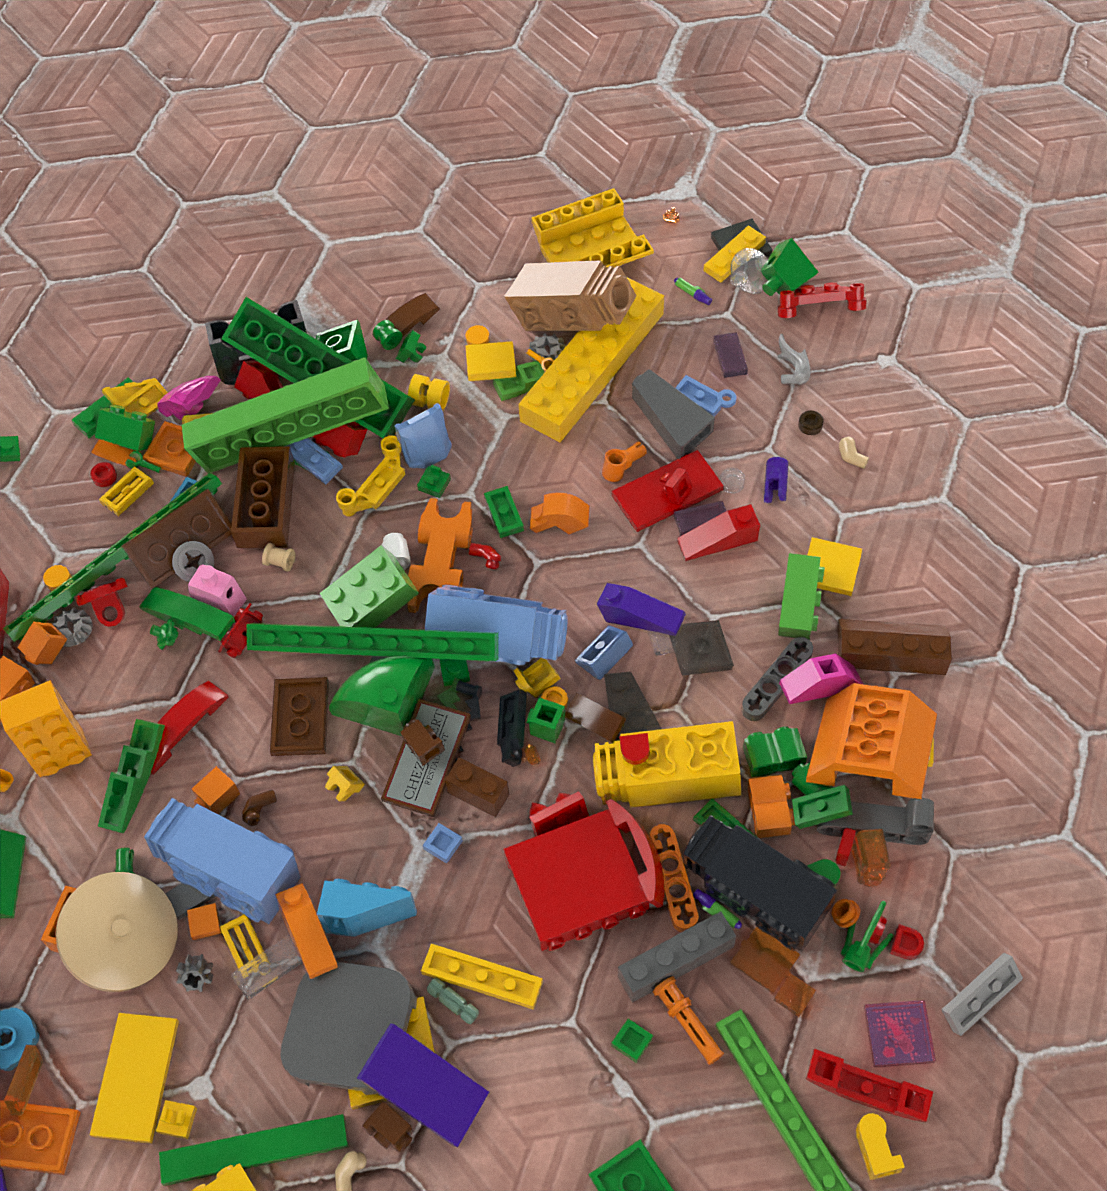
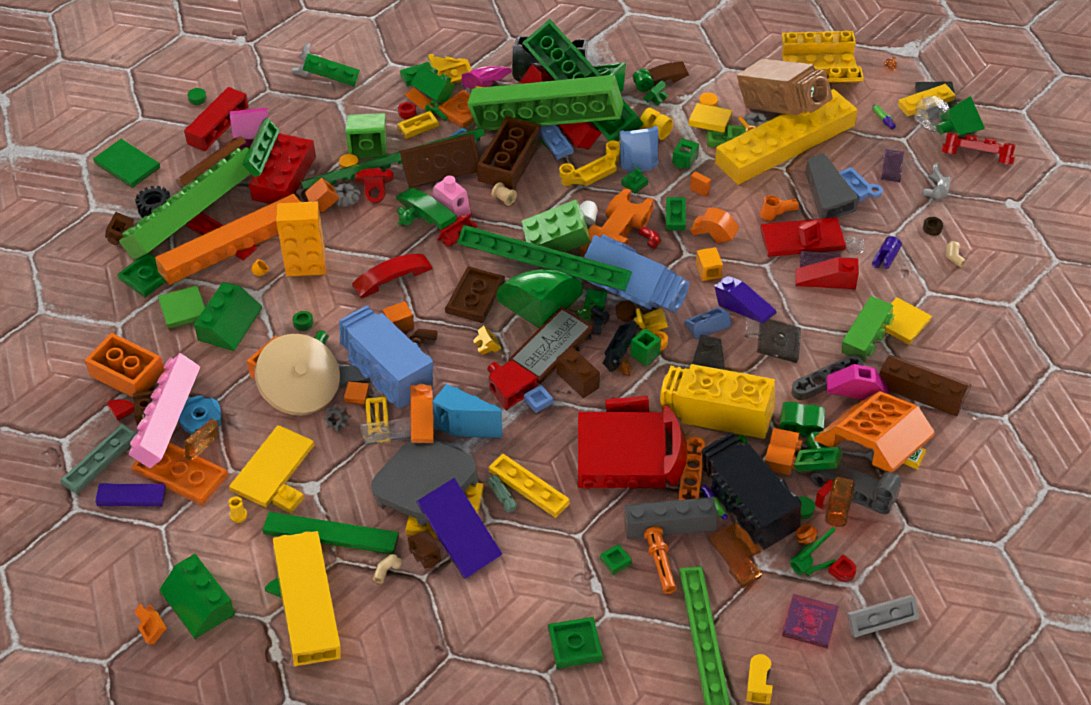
camera: 20 degrees right, 10 degrees down
(66, 531) = (367, 135): none -> bright green slope
(89, 838) = (302, 320): none -> green tile
(116, 1169) = (237, 511): none -> yellow pin
(130, 780) = (343, 295): green slope -> none
(193, 549) = (447, 170): light grey gear -> none
(398, 834) = (510, 383): none -> red torso
(422, 741) = (551, 330): reddish brown brick -> none
(481, 428) = (684, 158): none -> green brick
(498, 673) = (625, 311): none -> reddish brown tile
(516, 459) = (700, 184): none -> orange tile
(573, 569) = (709, 264): none -> light orange brick
(595, 717) = (679, 355): reddish brown slope -> none
(635, 748) = (696, 372): red tile -> none
(869, 1088) = (768, 643): red slope -> none
(875, 938) = (824, 551): red tile -> none

